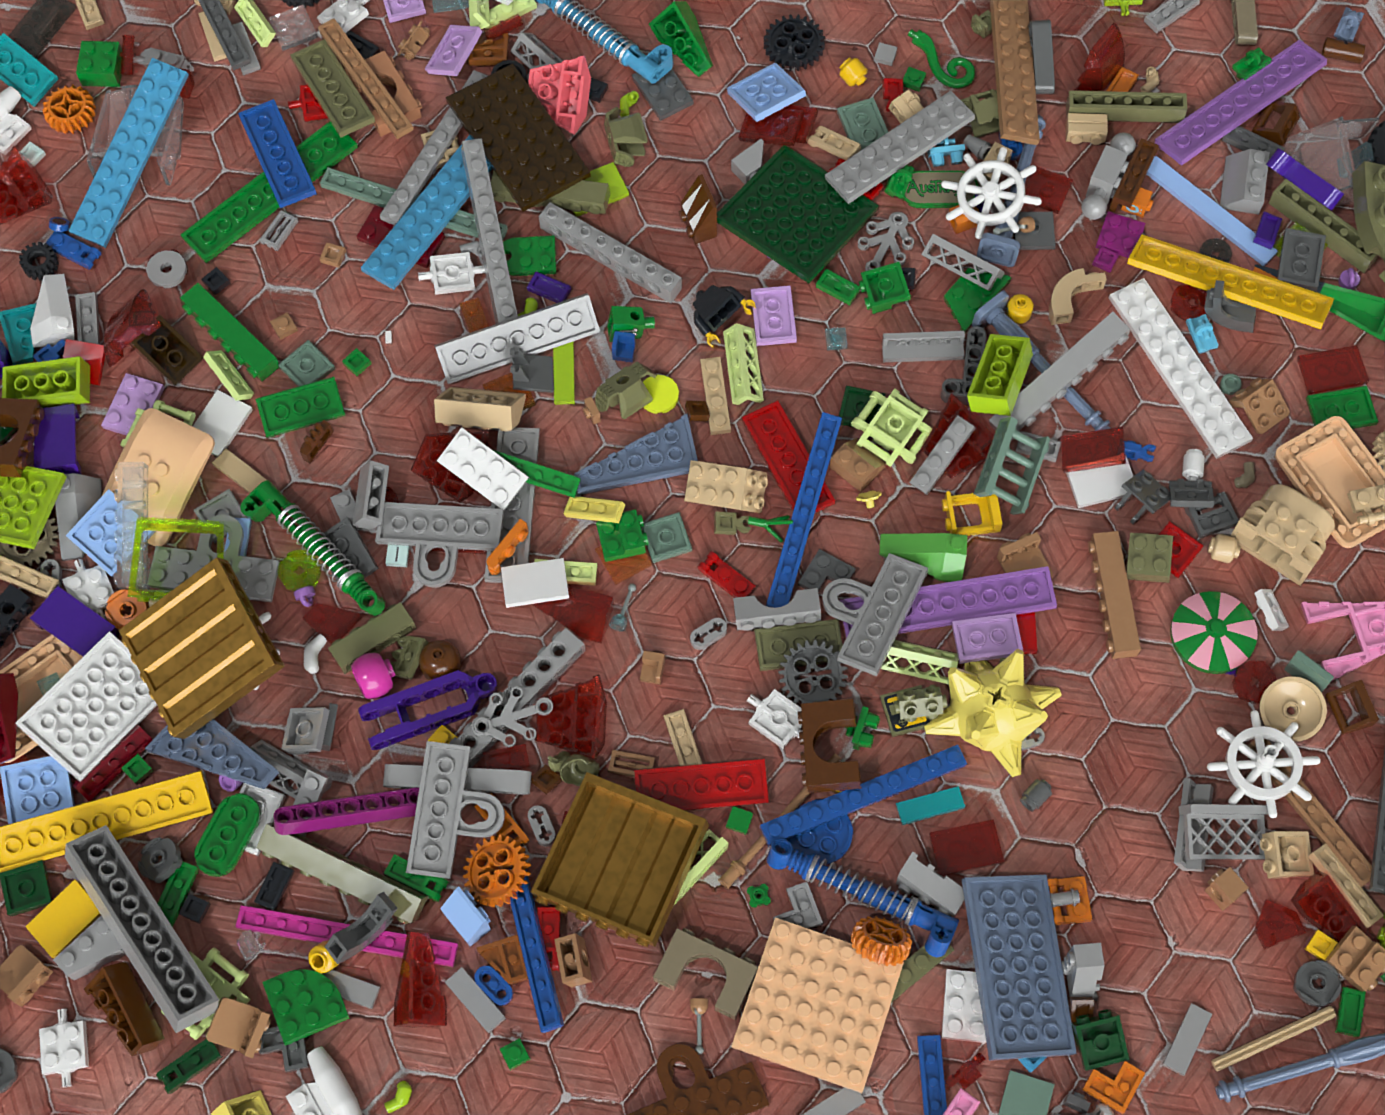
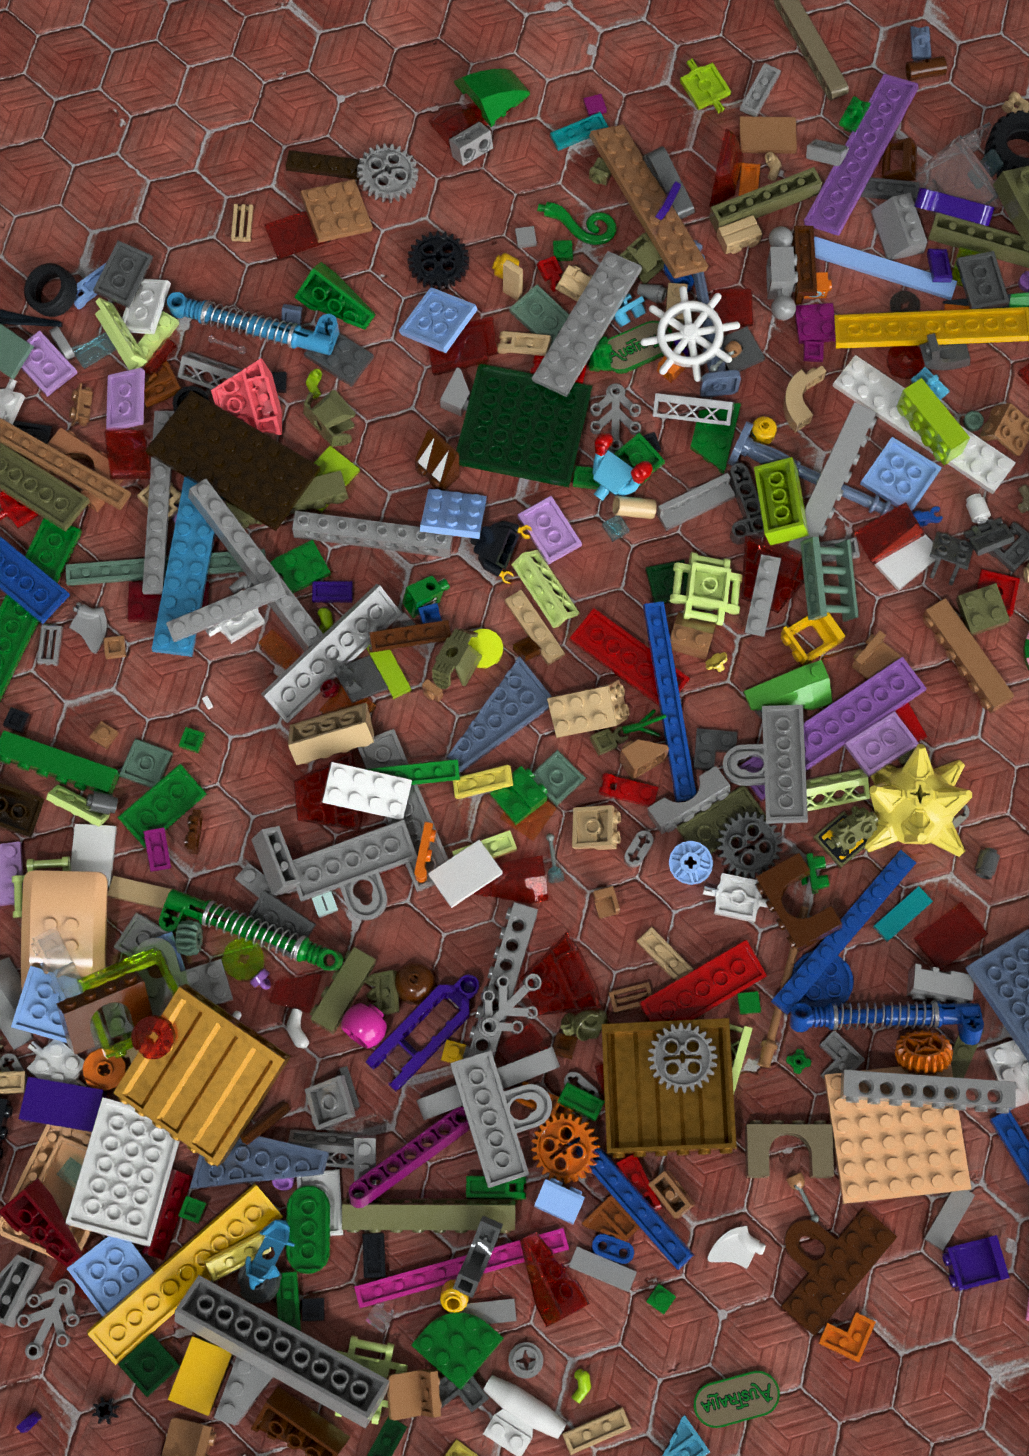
camera: 30 degrees left, 5 degrees up
(121, 539) = (78, 1010): none -> reddish brown arch
(153, 827) = (234, 1256): none -> light yellow tile
(165, 847) = (276, 1237): none -> dark azure piece
(184, 597) = (146, 1046): none -> clear red plate
(239, 721) = (265, 1123): none -> reddish brown axle
(248, 380) = (102, 802): none -> dark grey brick
(260, 529) = (189, 937): none -> sand green gear
(275, 441) = (157, 849): none -> magenta plate
(322, 228) = (91, 625): none -> light grey arm
(356, 1039) = (517, 1354): none -> light grey gear
(429, 96) = (127, 454): none -> clear red tile
(442, 258) = (226, 609): none -> light grey plate
(500, 369) = (329, 688): none -> dark red plate
(533, 835) = (581, 1101): none -> green tile
(579, 50) = (242, 350): none -> clear hinge
(592, 351) = (409, 636): none -> reddish brown fence
(610, 1040) = (736, 1247): none -> white arm
(634, 853) = (683, 1077): none -> light grey gear
(638, 36) = (292, 314): none -> sand blue tile
(677, 596) = (596, 827): none -> tan plate
(691, 263) = (453, 513): none -> light blue plate
(752, 550) = (641, 757): none -> medium nougat slope
(752, 676) = (700, 871): none -> light blue wheel
(849, 81) = (512, 280): none -> tan tile
(855, 286) = (613, 473): none -> medium azure torso
(861, 326) = (634, 507): none -> tan pin
(898, 987) = (1004, 1091): none -> light grey brick
(1029, 68) = (668, 200): none -> dark purple tile
(1133, 403) = (900, 475): none -> light blue plate
(1159, 51) = (768, 134): none -> medium nougat tile
(1184, 364) = (932, 422): none -> lime brick
(1207, 87) = (826, 152): none -> light grey slope

